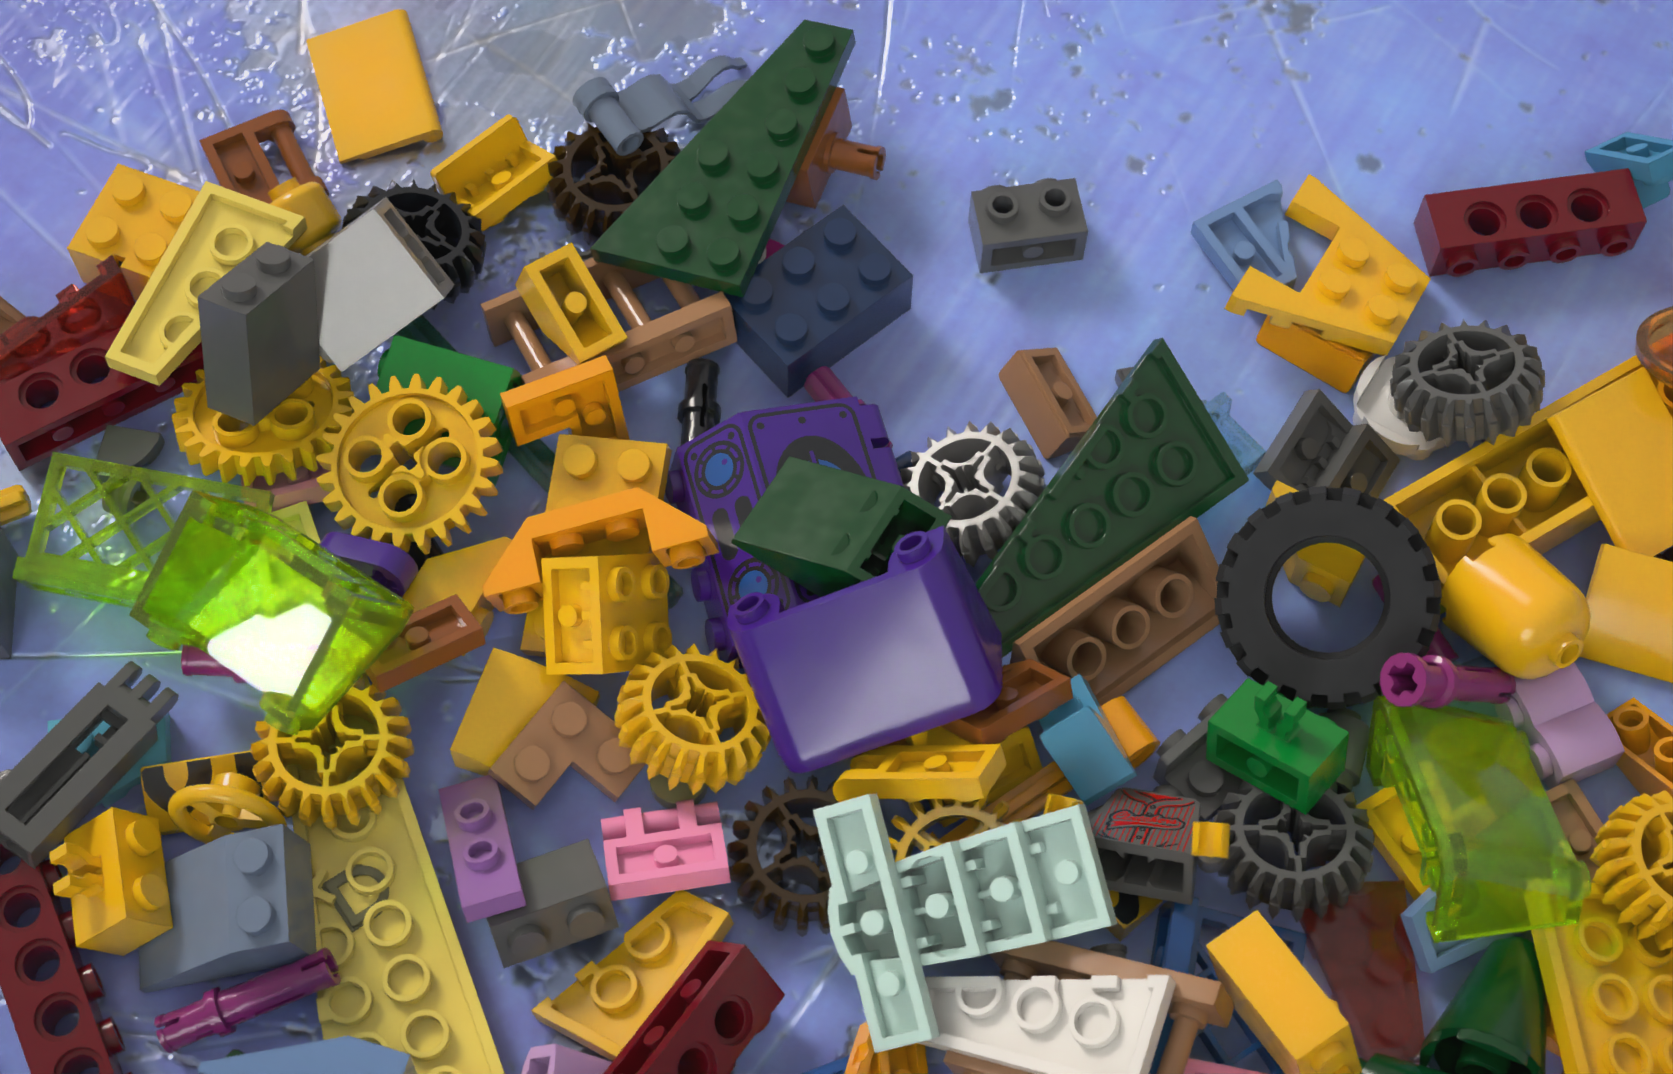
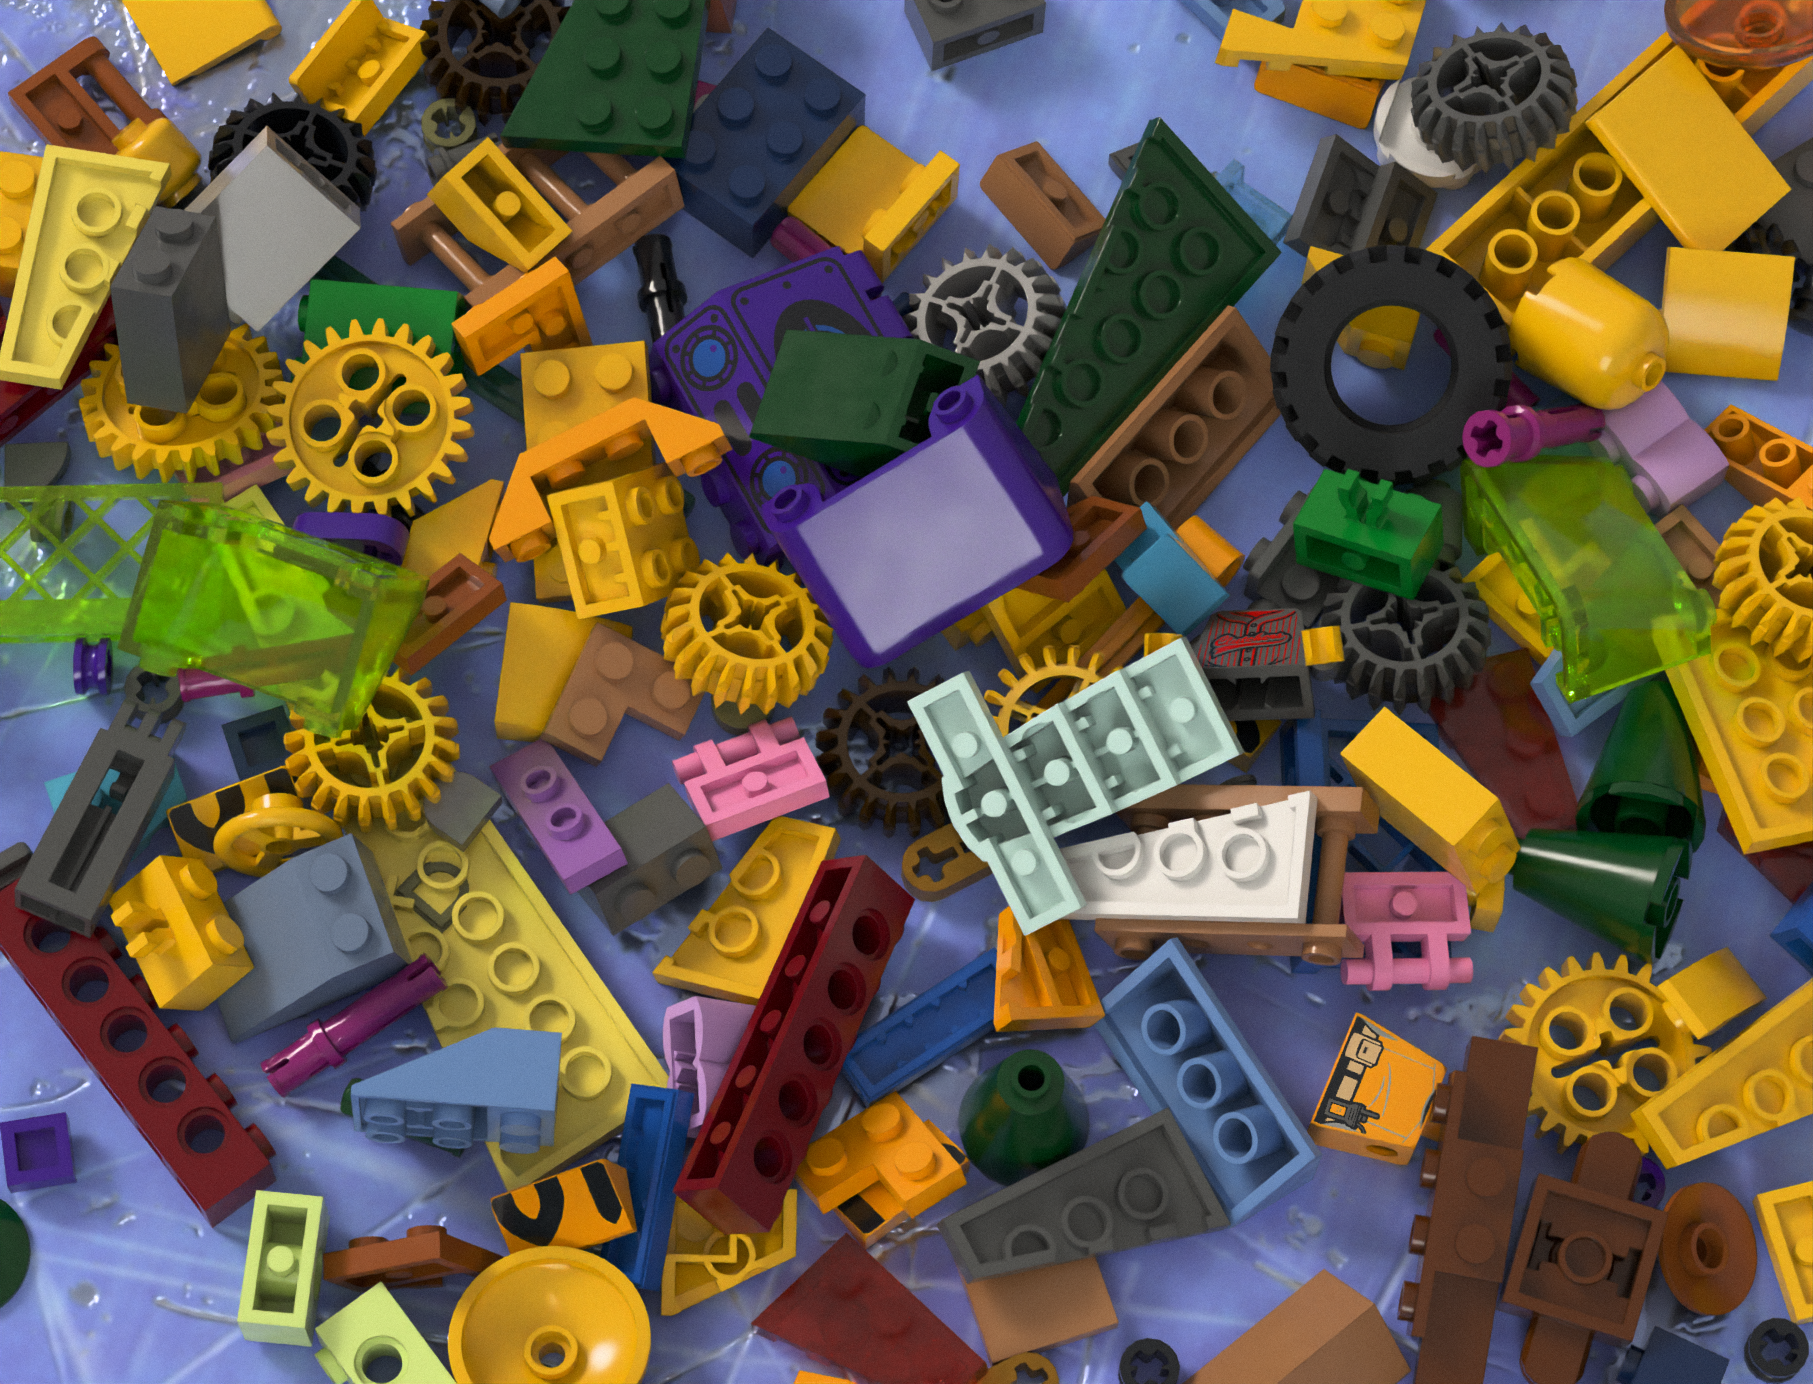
camera: 15 degrees left, 5 degrees up
(118, 629) = (93, 666): none -> dark purple bush
(151, 663) = (170, 707): none -> dark grey bush
(235, 725) = (258, 742): none -> dark blue plate
(398, 823) = (462, 810): none -> flat silver tile
(551, 226) = (443, 111): none -> olive bush
(831, 978) = (955, 875): none -> pearl gold beam
(905, 368) = (876, 199): none -> yellow bracket
(923, 772) = (1008, 639): yellow plate -> none

